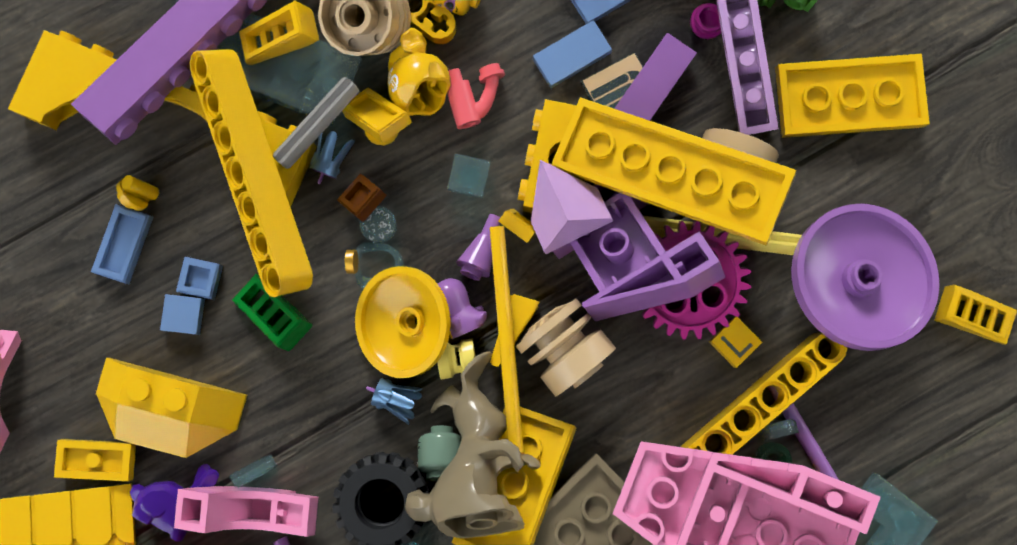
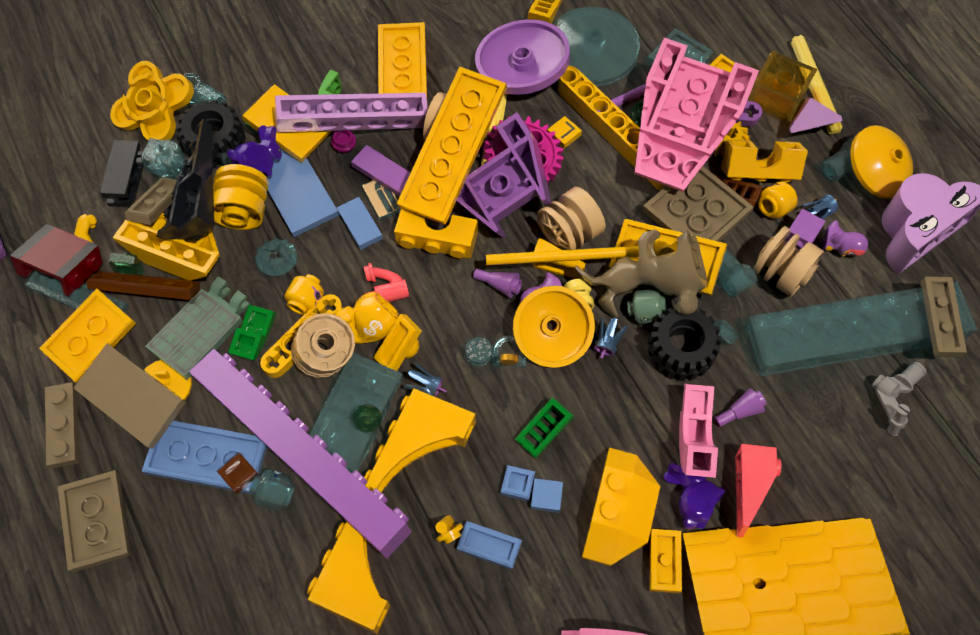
camera: 90 degrees left, 20 degrees down
(251, 172) = (424, 418): yellow beam -> none
(253, 471) = (667, 436): clear light blue tile -> none
(261, 80) = (367, 424): none -> clear green plate
(300, 33) = (340, 407): yellow slope -> none
(315, 122) = (403, 380): light grey axle -> none
(361, 197) = (458, 360): reddish brown tile -> none
(469, 176) = (445, 287): clear light blue plate -> none
(518, 224) = (480, 256): yellow tile -> none
(565, 208) = (475, 215): lavender slope -> none
(779, 429) = (621, 103): clear light blue tile -> none
(879, 415) = (600, 43): none -> clear light blue dish

